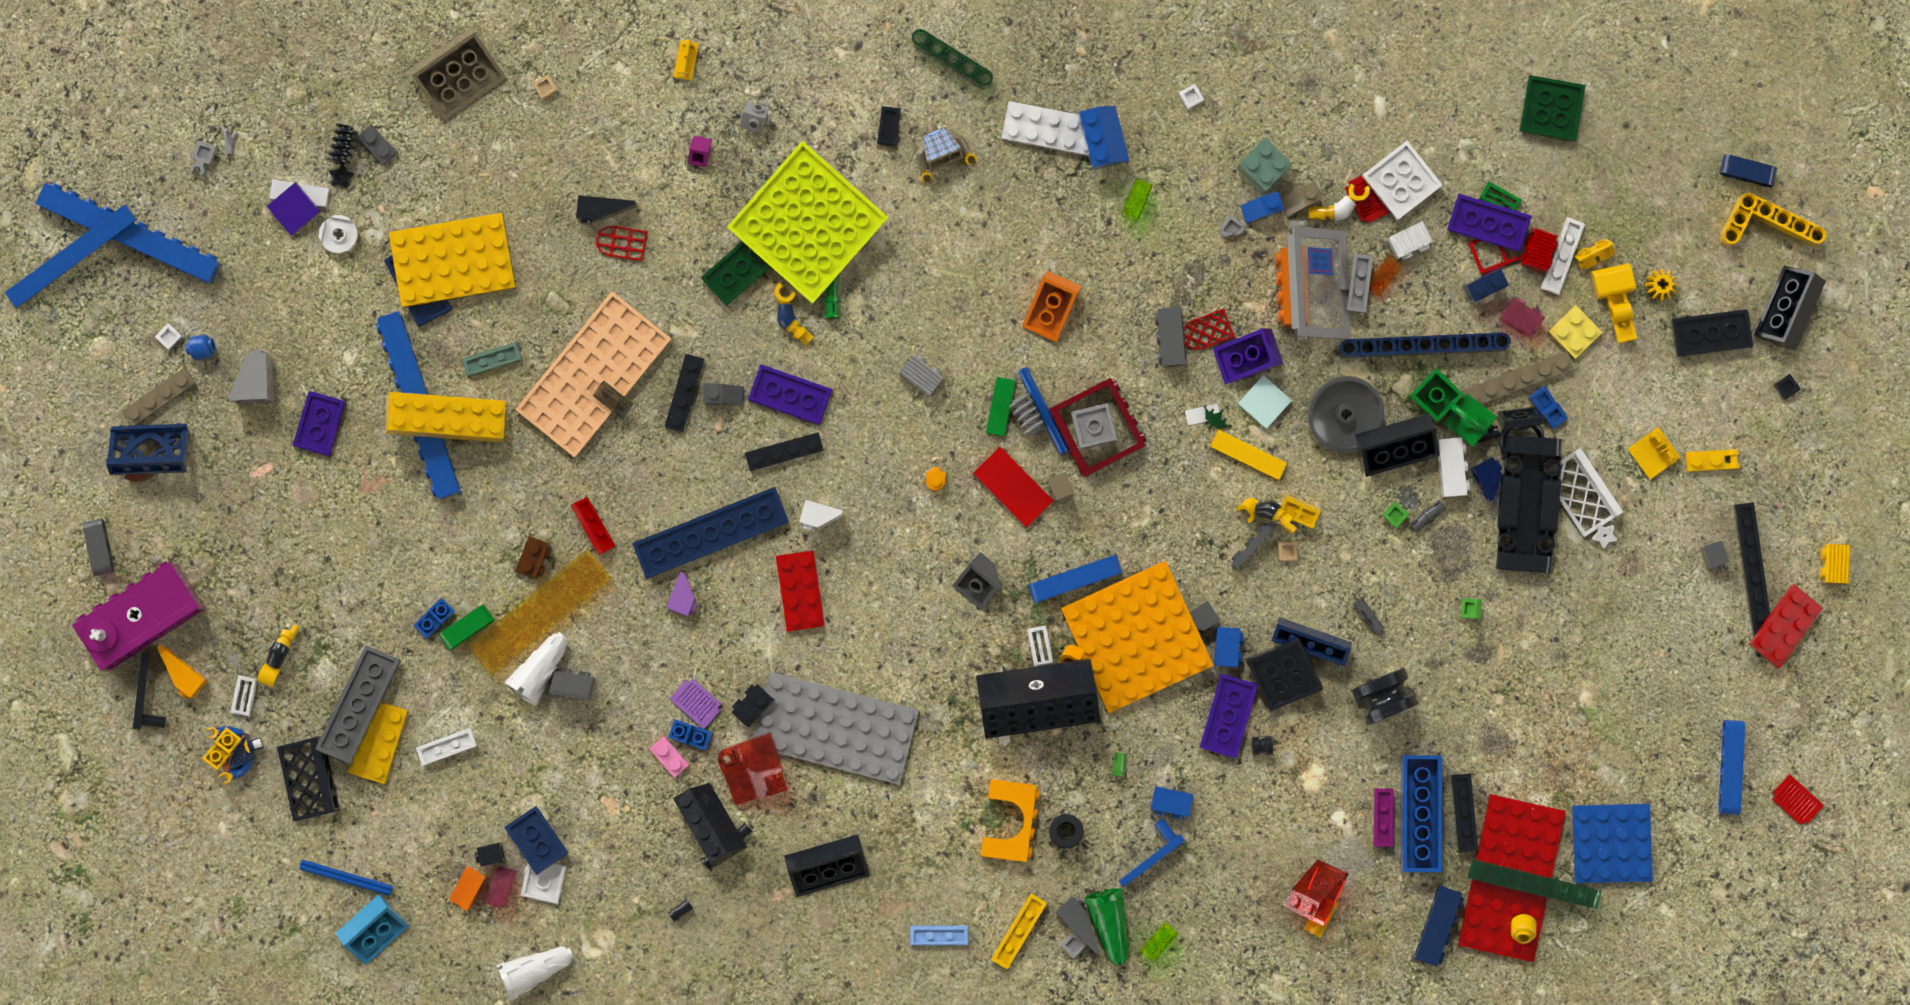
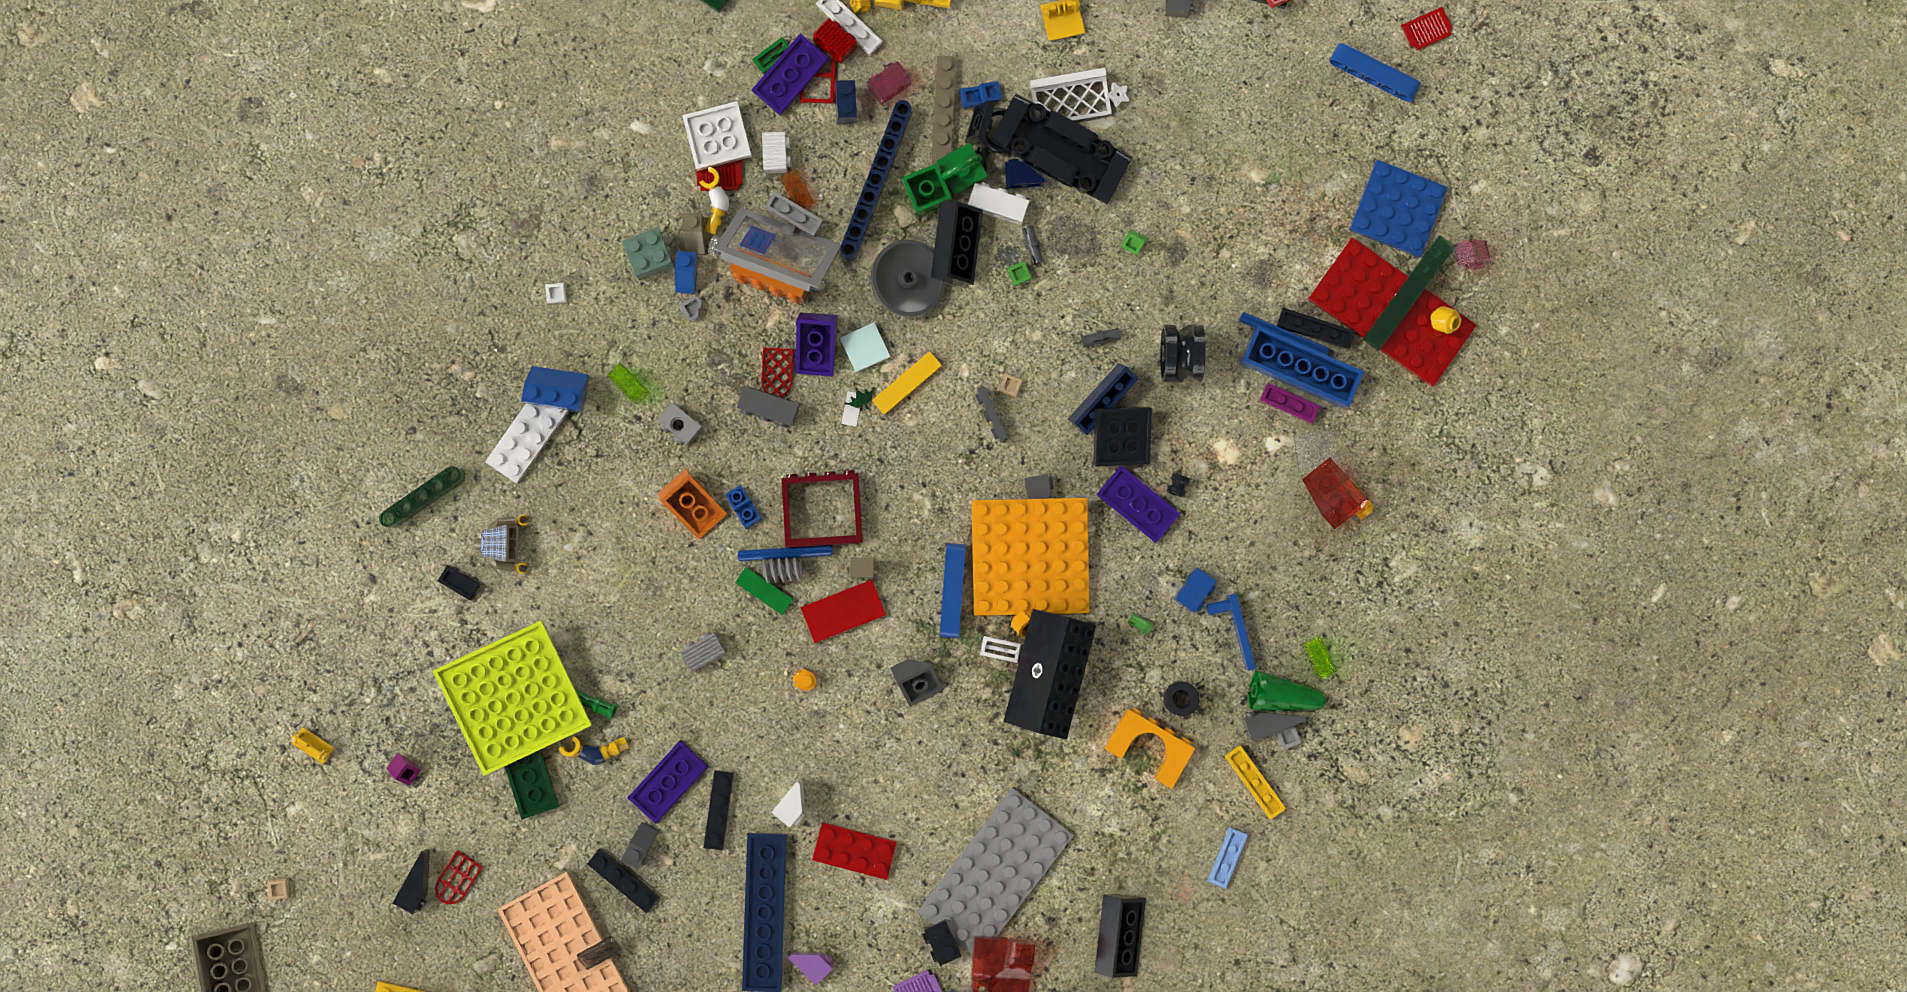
camera: 70 degrees left, 0 degrees up
(755, 117) = (394, 704): light grey brick -> none
(1069, 354) = (743, 507): none -> blue slope
(1094, 426) = (819, 512): light grey tile -> none
(1126, 254) = (674, 414): none -> light grey brick
(1227, 647) = (1074, 477): blue brick -> none
(1269, 510) = (965, 386): yellow piece -> none
(1301, 511) = (978, 358): yellow hinge -> none
(1437, 925) = (1408, 396): dark blue brick -> none
(1445, 748) = (1254, 322): none -> blue axle
(1575, 332) = (922, 41): light yellow plate -> none
(1597, 928) = (1472, 254): none -> clear pink brick

